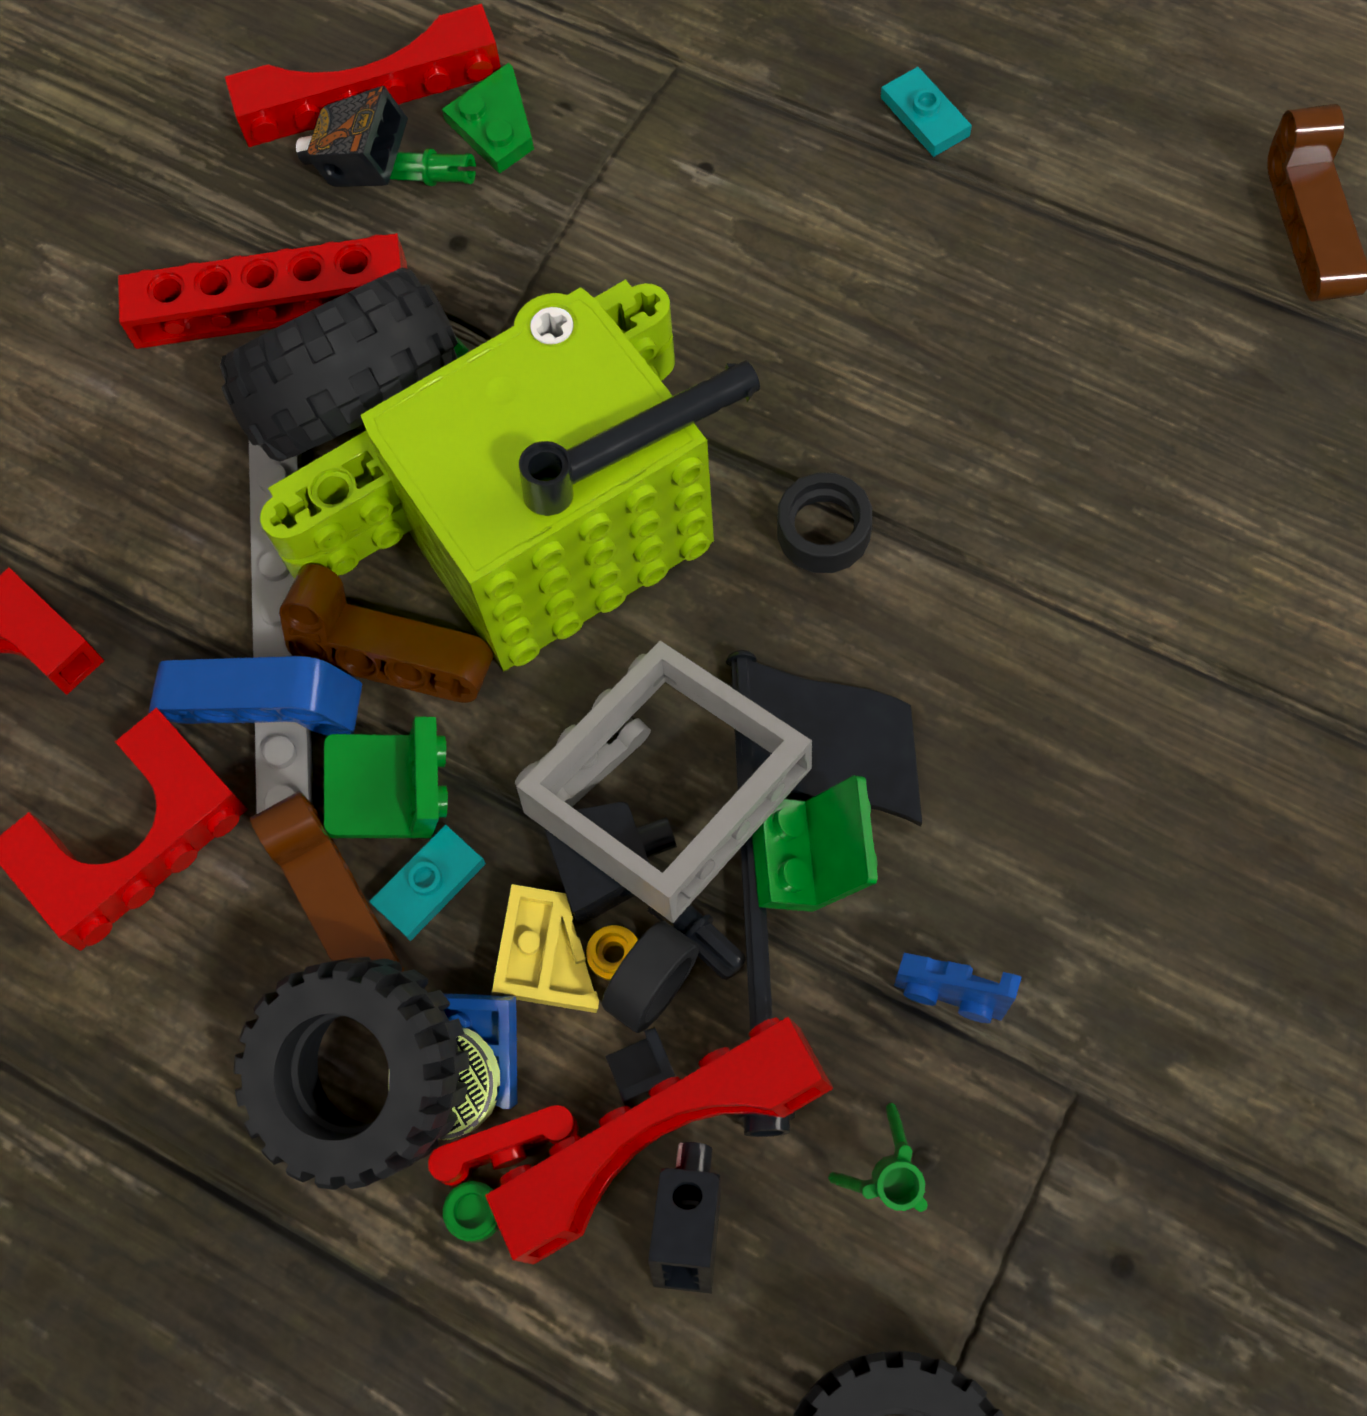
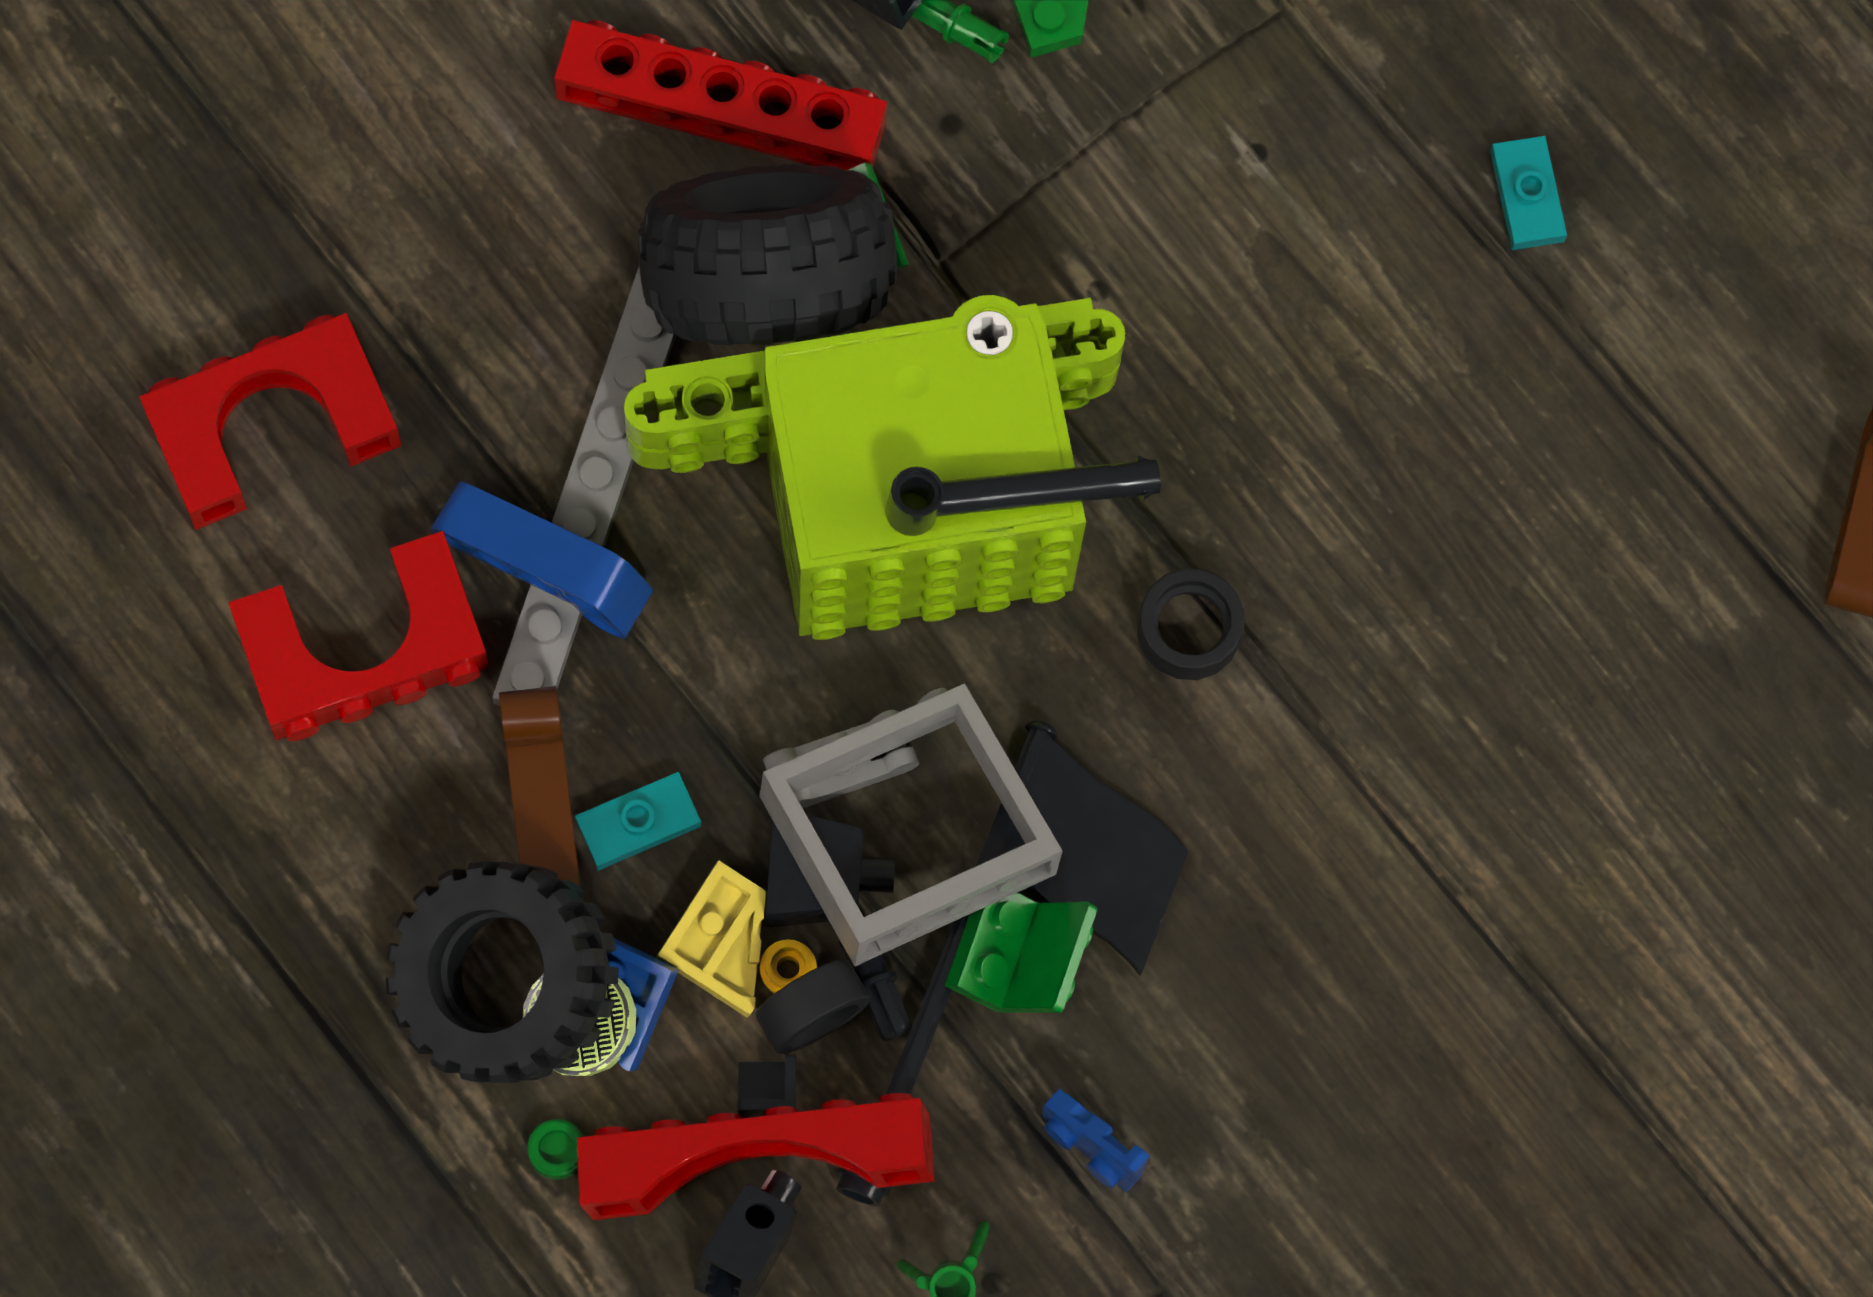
camera: 10 degrees right, 5 degrees up
(380, 644) = (689, 561): reddish brown beam -> none
(385, 783) = (637, 705): green bracket -> none
(501, 1144) = (609, 1100): red plate -> none

